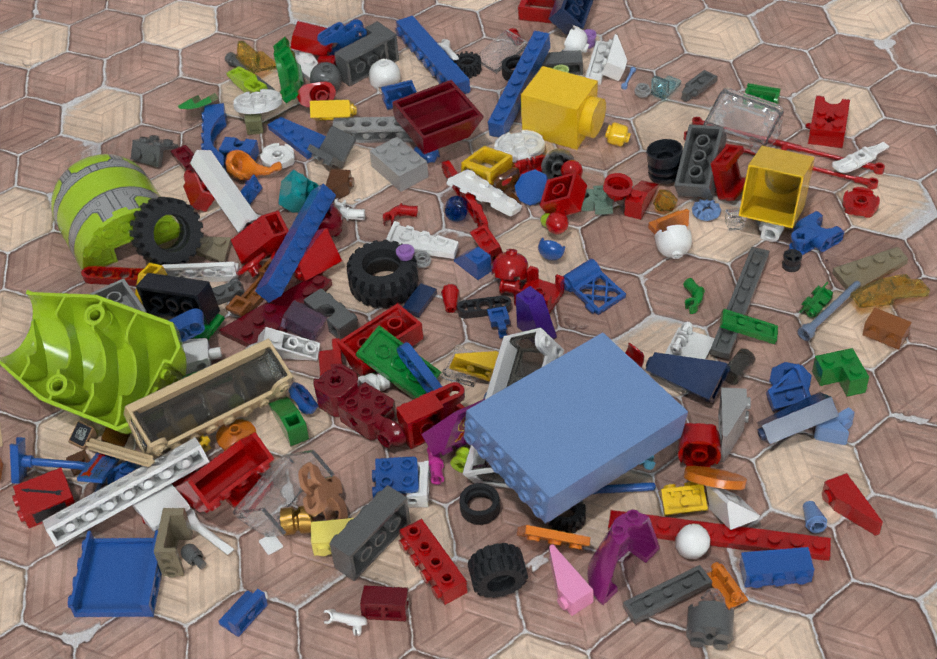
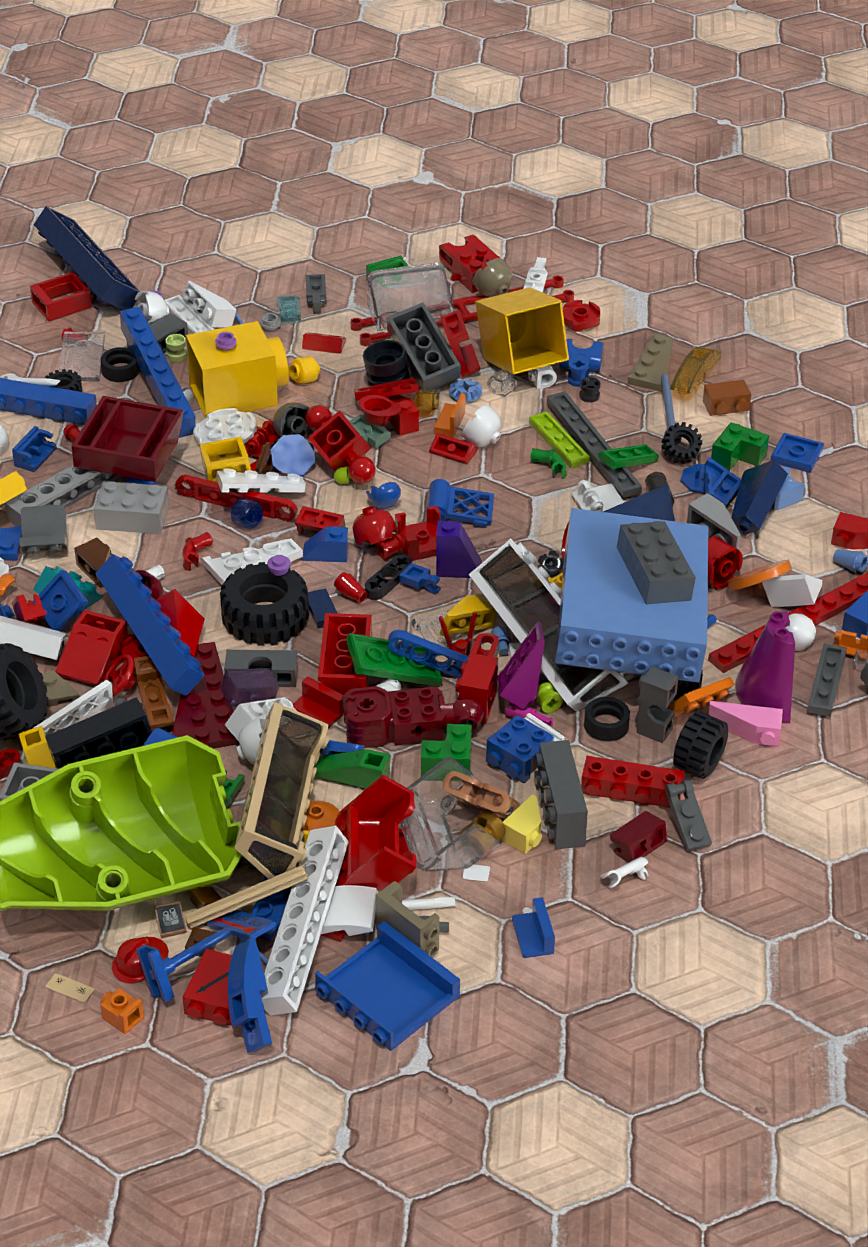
camera: 50 degrees left, 5 degrees down
(39, 505) = (245, 985): none -> blue slope
(45, 444) = (127, 965): none -> red piece
(254, 190) = (28, 611): none -> red hinge
(279, 196) = (62, 601): none -> blue tile
(355, 454) = (456, 746): none -> green brick
(429, 614) = (688, 815): none -> dark grey plate
(466, 385) = (461, 646): none -> red plant
(504, 516) = (655, 695): none -> dark grey arch
(555, 82) = (225, 341): none -> medium lavender plate
(591, 411) = (655, 562): none -> dark grey brick
(643, 245) = (453, 448): none -> red slope
(647, 178) = (388, 389): none -> red wing
(659, 122) = (323, 342): none -> red slope
(683, 499) = (750, 609): yellow bracket -> none
(723, 283) = (559, 440): none -> lime tile
(794, 330) = (687, 433): none -> black tyre
(820, 138) = (494, 278): none -> dark tan cylinder
(820, 295) = (647, 409): green hinge -> none
(890, 406) = (797, 452): none -> blue tile

